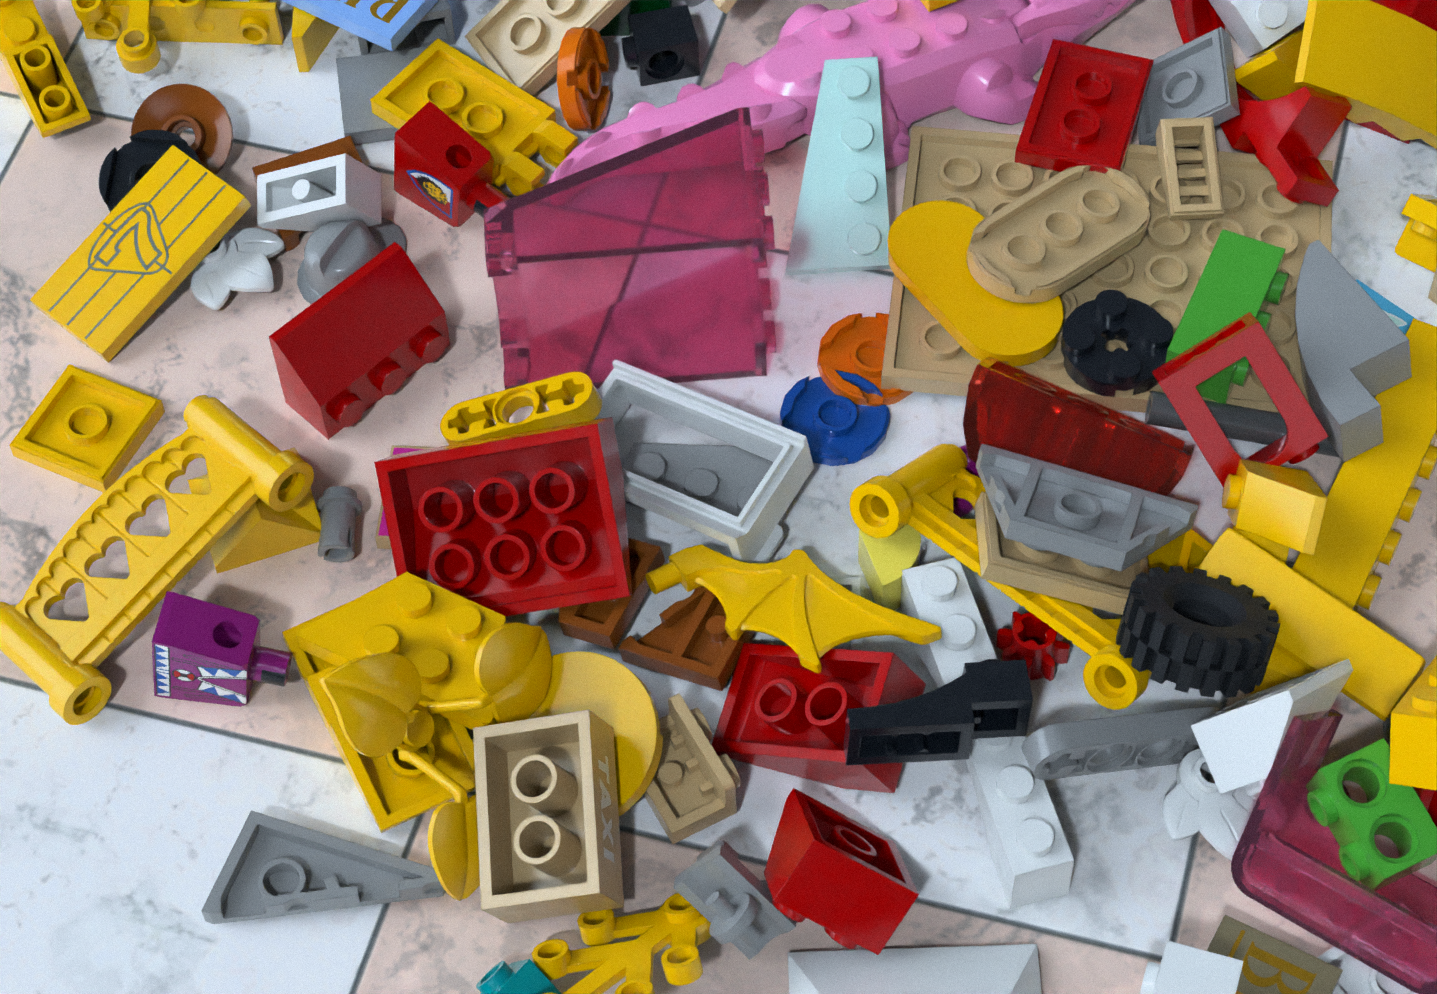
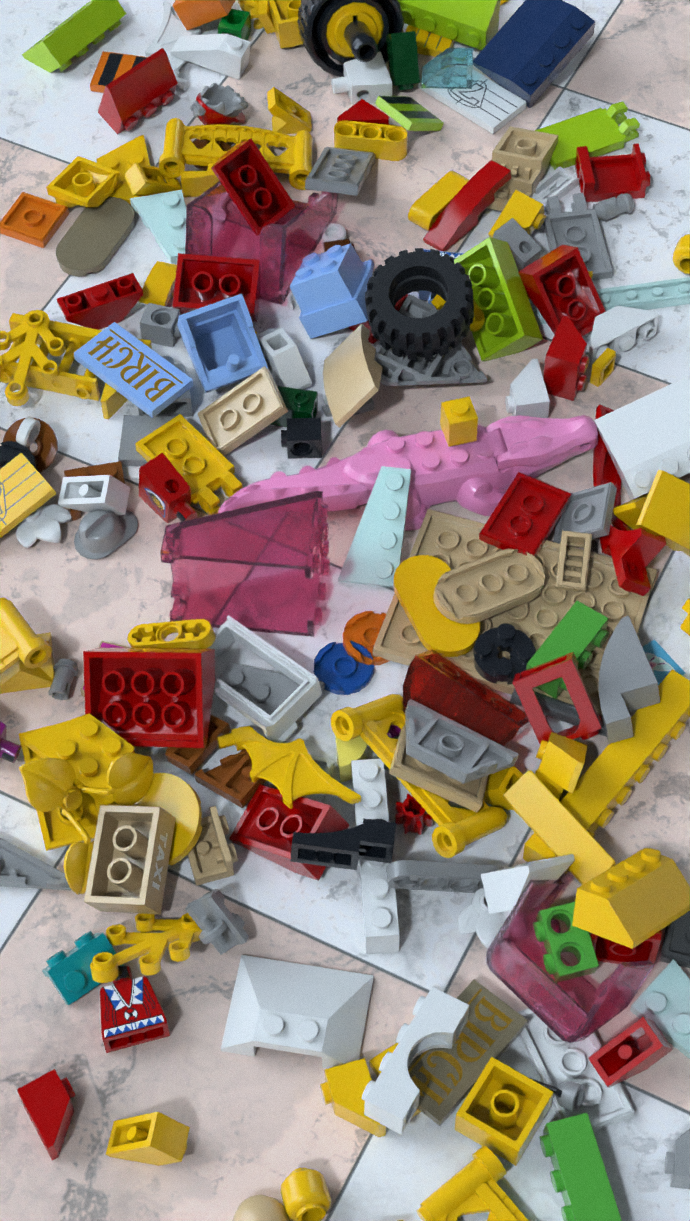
camera: 10 degrees right, 0 degrees up
(176, 108) = (28, 431): none -> white tile
(359, 342) = (96, 580): red slope -> none
(579, 78) = (251, 451): orange tile -> none
(837, 874) = (274, 918): red slope -> none
(1197, 631) = (495, 824): black tyre -> none

